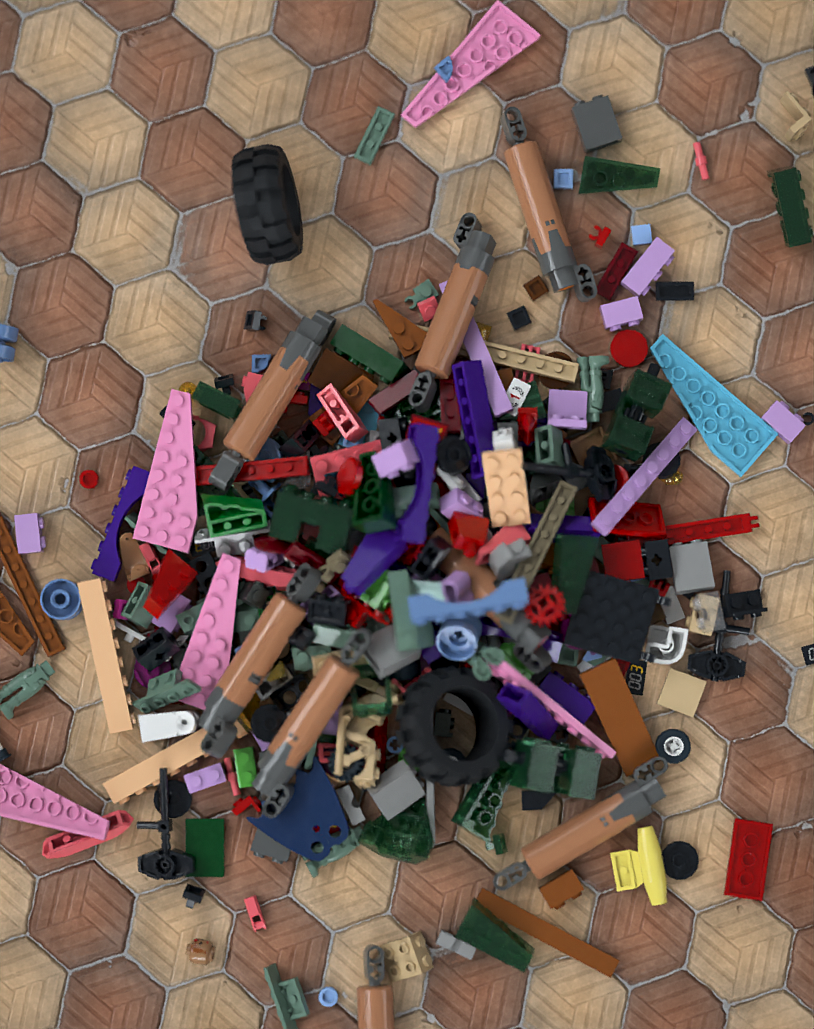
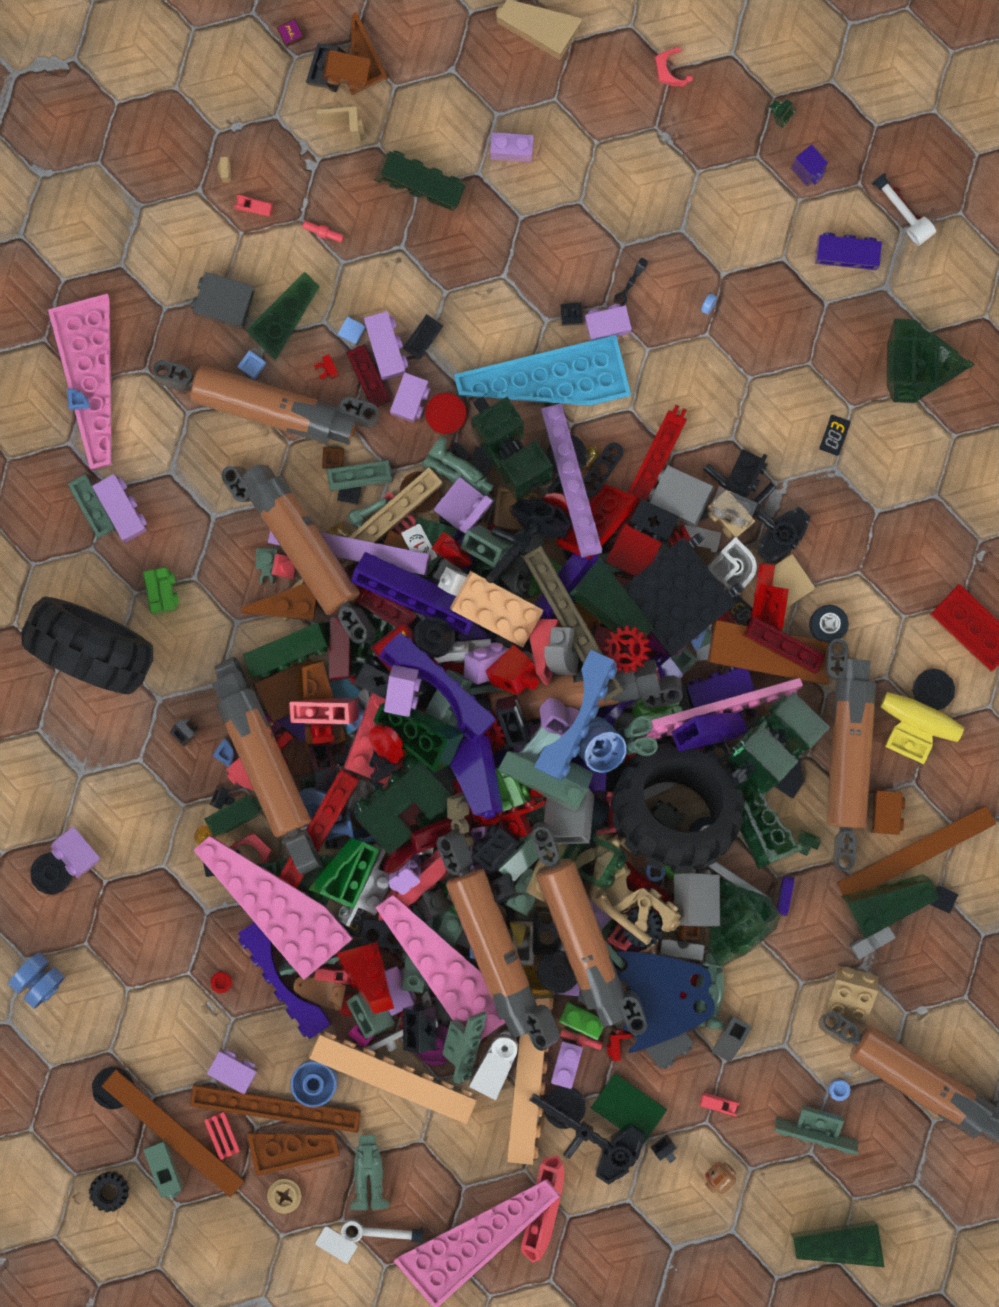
camera: 60 degrees left, 0 degrees up
(82, 298) = (50, 874): none -> black tile
(109, 304) = (74, 853): none -> lavender brick
(310, 888) = (731, 1038): none -> dark grey slope
(347, 230) = (160, 590): none -> bright green brick
(367, 802) = (689, 932): none -> reddish brown tile
(387, 157) = (120, 507): none -> lavender brick
(445, 854) = (785, 895): none -> dark purple beam
(504, 337) = (357, 517): none -> sand green piece
(526, 978) = (946, 900): none -> black tile
(536, 316) = (359, 475): none -> sand green tile
(632, 723) = (784, 645): none -> dark red tile
(658, 688) = (769, 600): none -> red bracket
(664, 501) = (606, 454): none -> black beam
(684, 98) = (256, 206): none -> coral bar
(695, 55) = (224, 169): none -> tan tile
(770, 389) = (571, 314): none -> black tile

